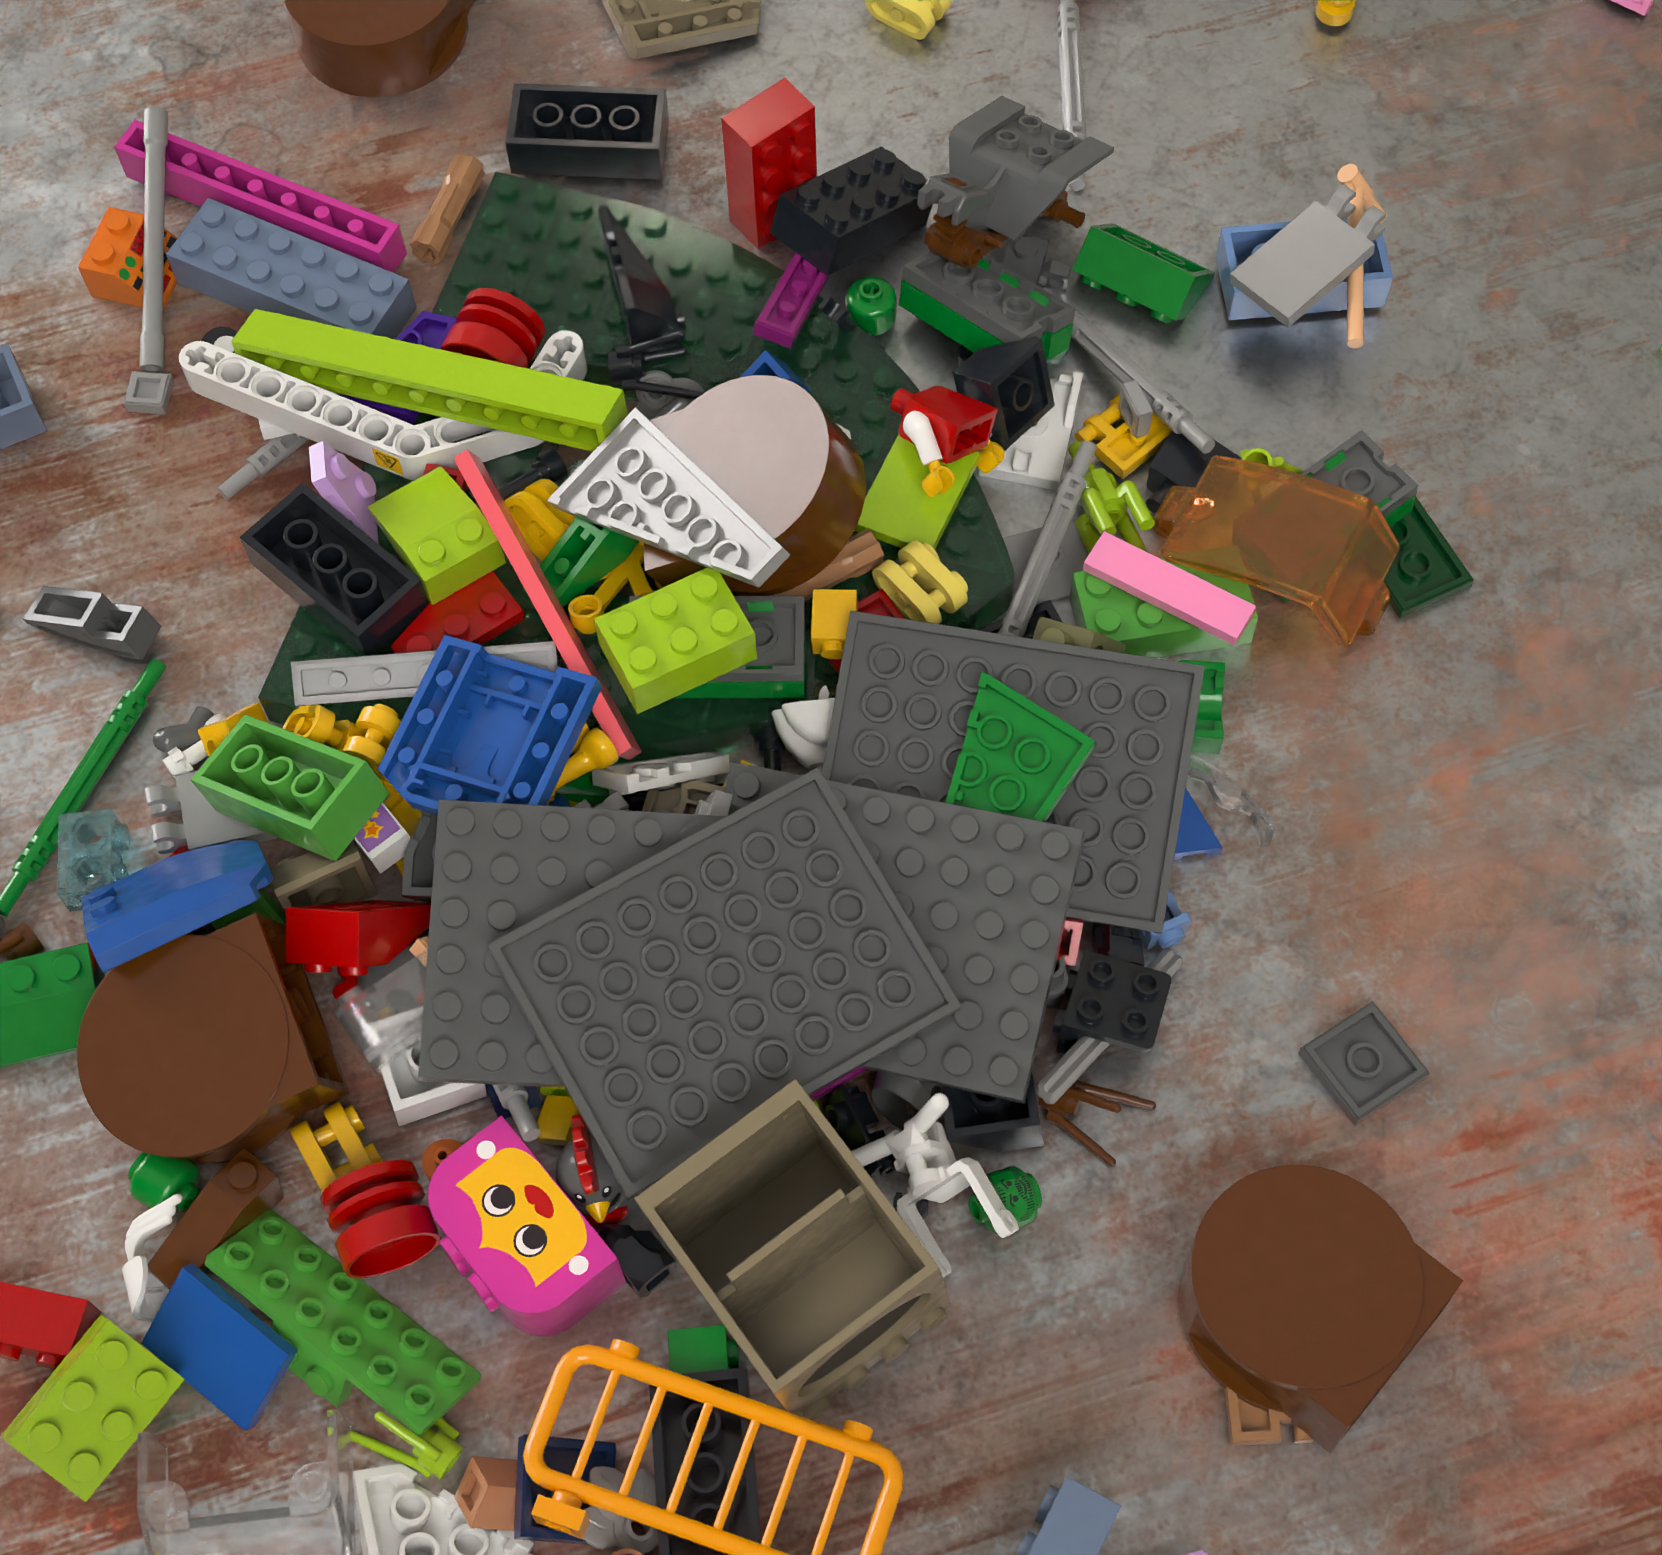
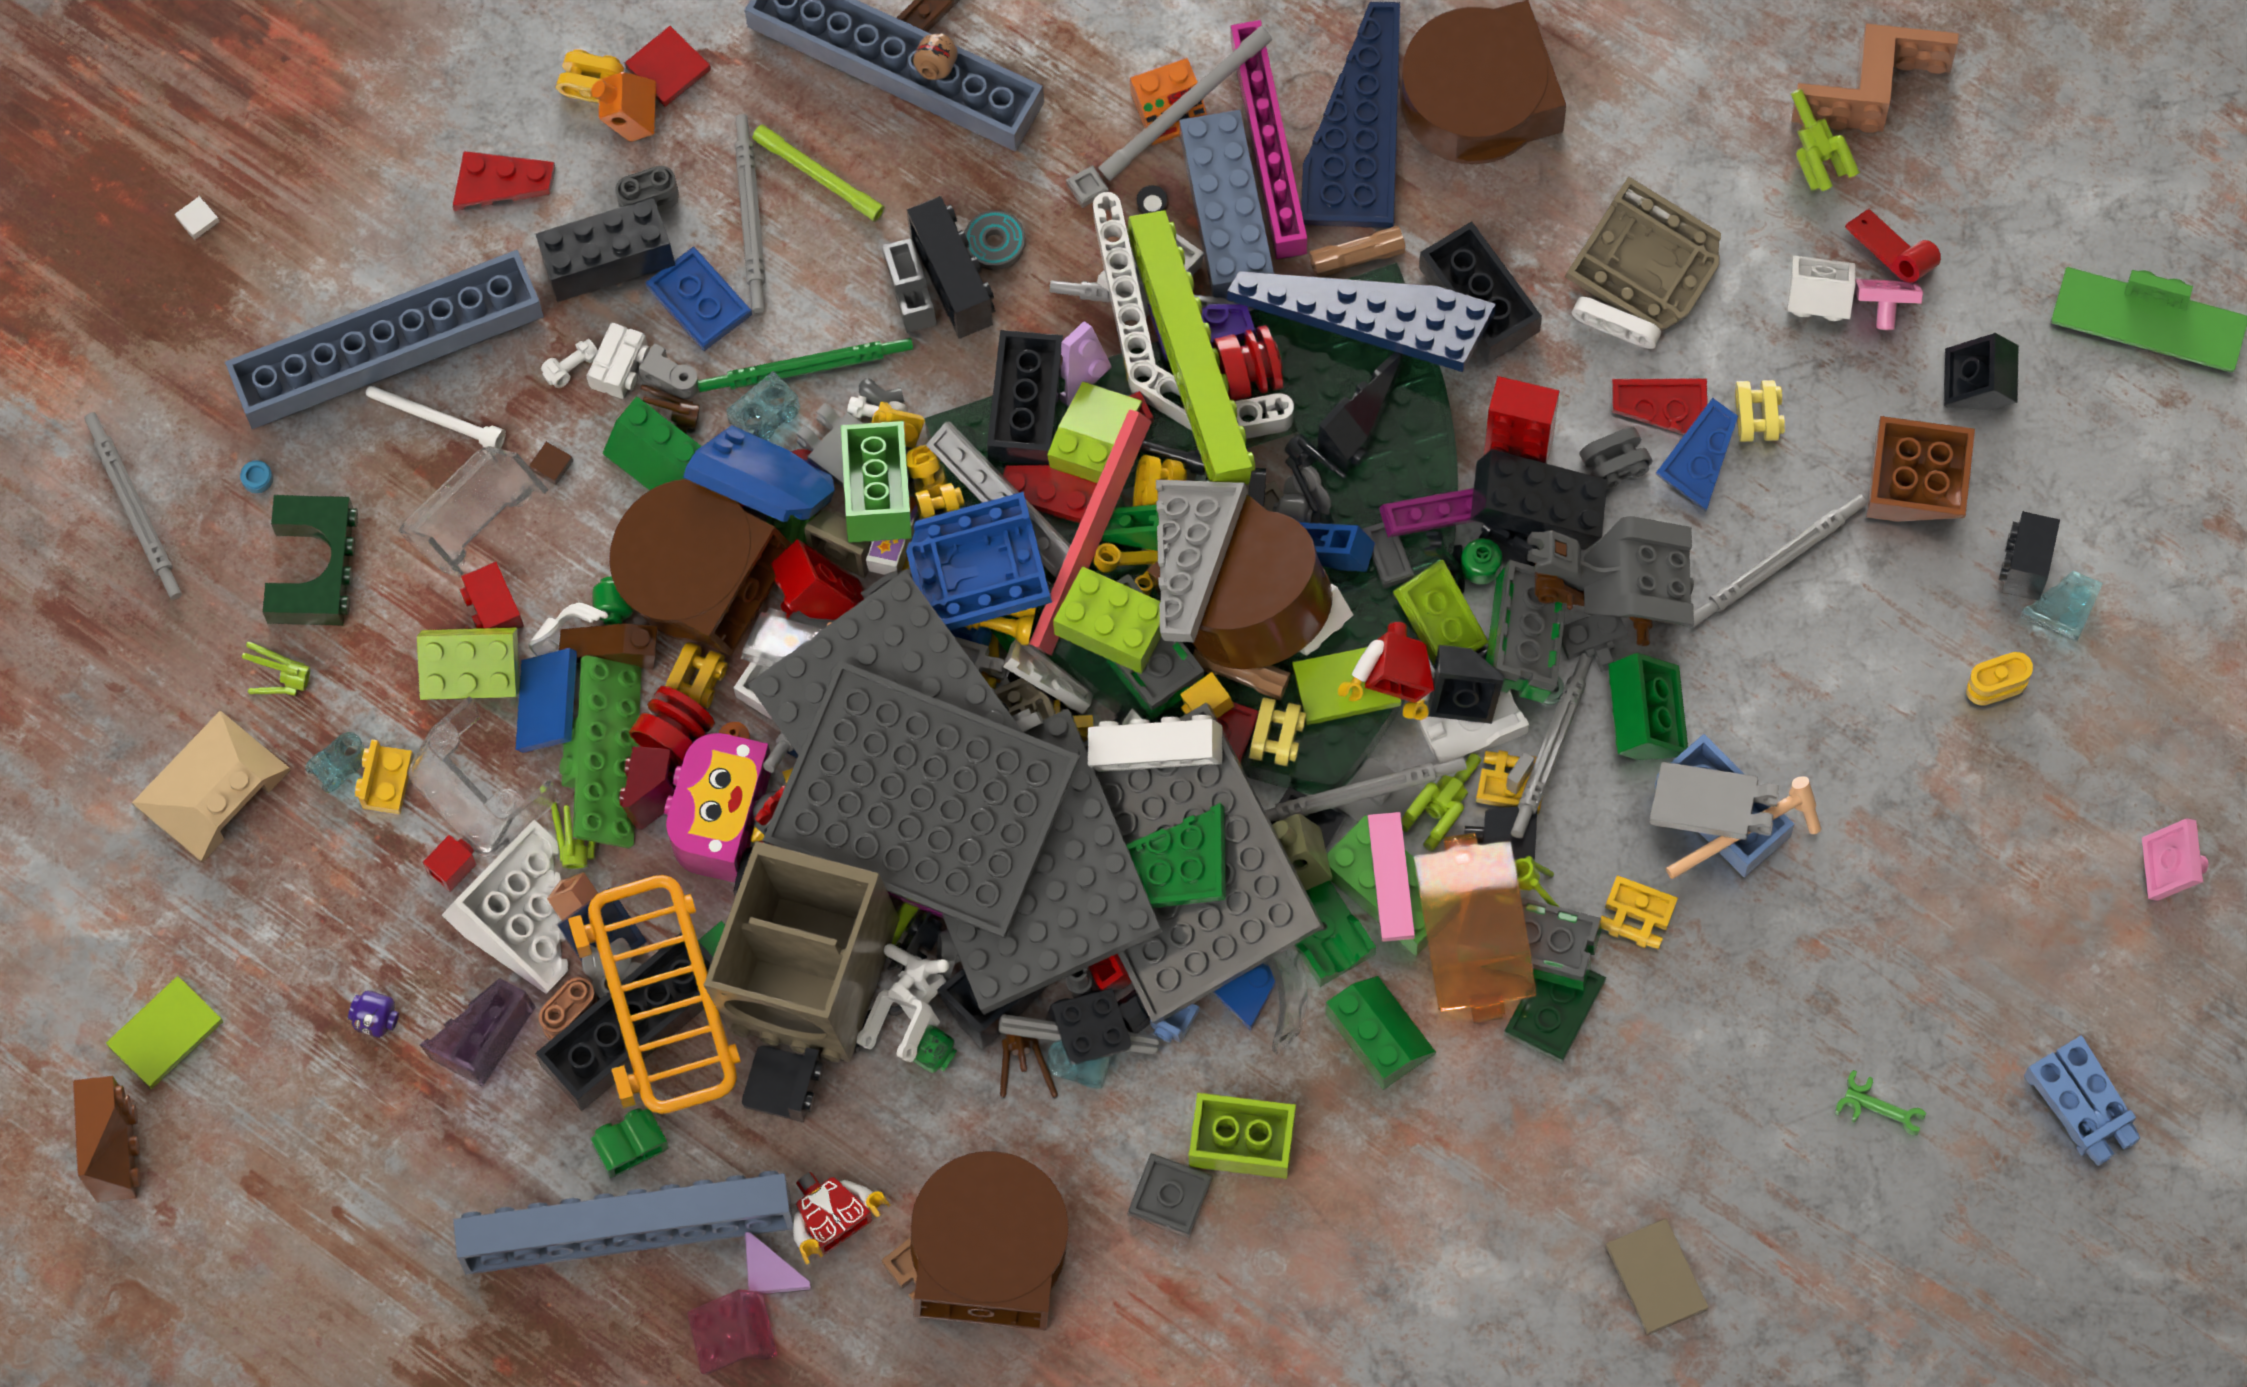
camera: 55 degrees right, 5 degrees up
(114, 558) = (950, 266): none -> black brick
(119, 492) = (995, 223): none -> dark grey tile
(324, 130) = (1353, 153): none -> dark blue wing
(432, 1291) = (648, 784): none -> dark red slope
(552, 196) = (1397, 316): none -> wing
(740, 44) = (1616, 322): none -> white beam
(815, 367) = (1389, 557): none -> dark grey tile
(841, 63) = (1661, 402): none -> red wing
(857, 692) = (1155, 744): none -> white brick
(874, 127) = (1633, 462): none -> dark grey brick
(879, 357) = (1448, 616): none -> lime tile
(886, 266) = (1511, 543): none -> black hinge
(912, 68) = (1699, 455): none -> blue wing
(922, 1401) = (783, 1082): none -> black bracket
(1134, 1459) = (831, 1213): none -> torso
(1138, 1065) = (1088, 1074): none -> clear light blue piece
(1320, 729) = (1378, 1030): none -> green slope
(1352, 402) = (1642, 904): none -> yellow plate
(1354, 935) = (1242, 1135): none -> lime brick

